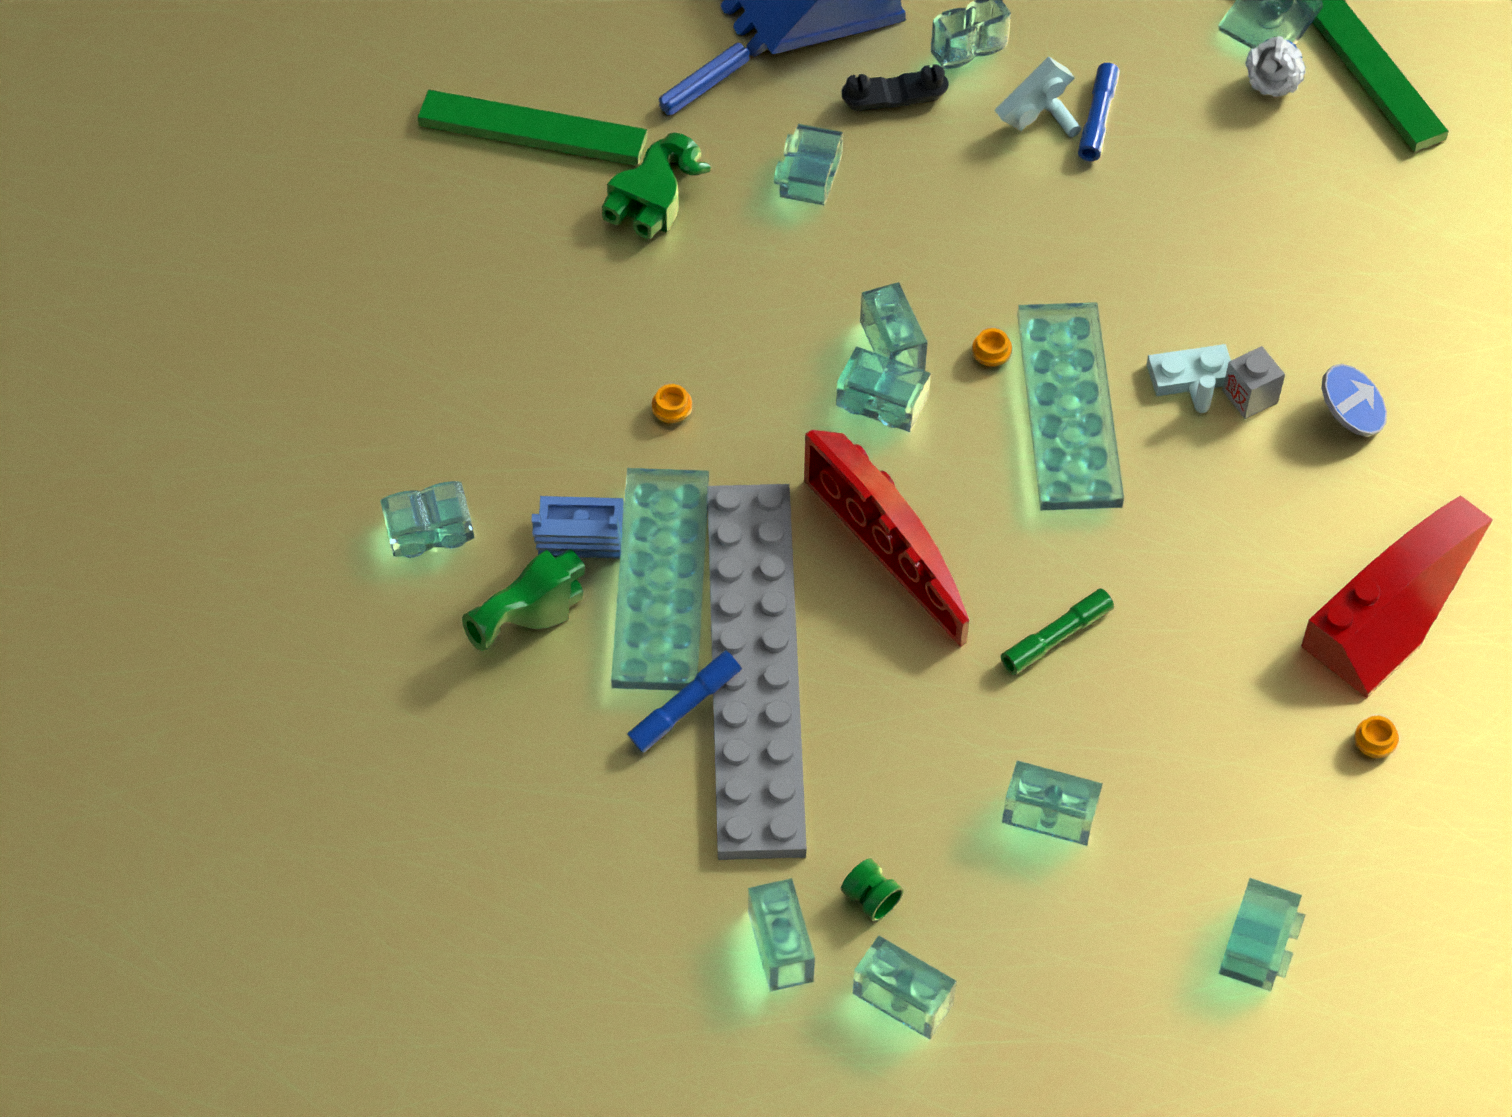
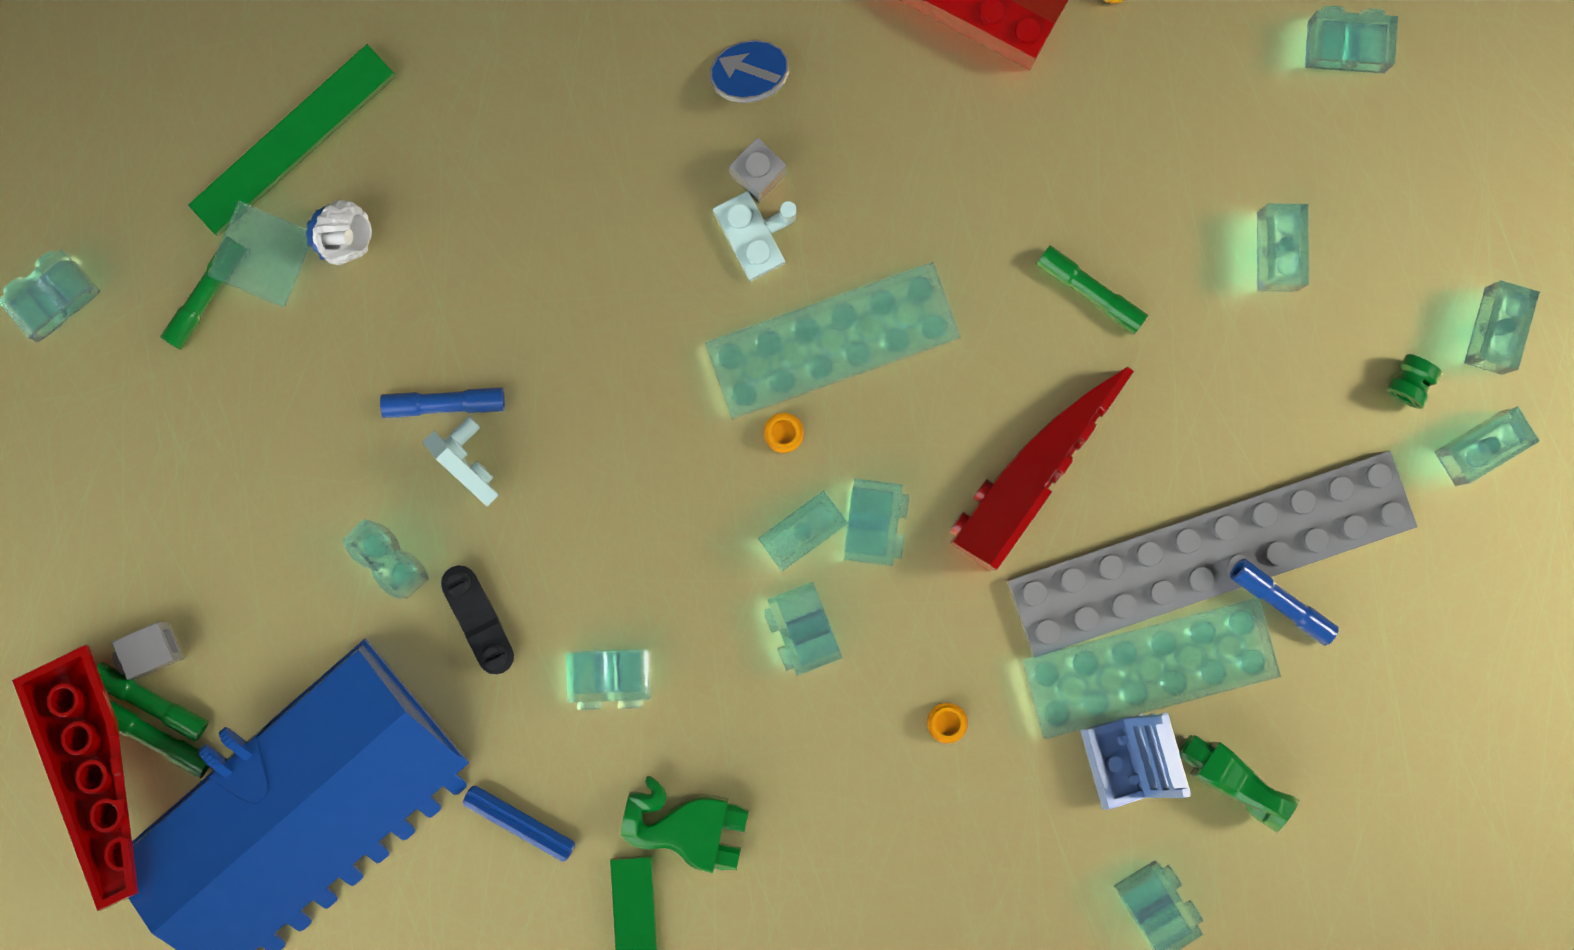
camera: 110 degrees left, 30 degrees up
(801, 314) = (803, 629): none -> clear light blue brick

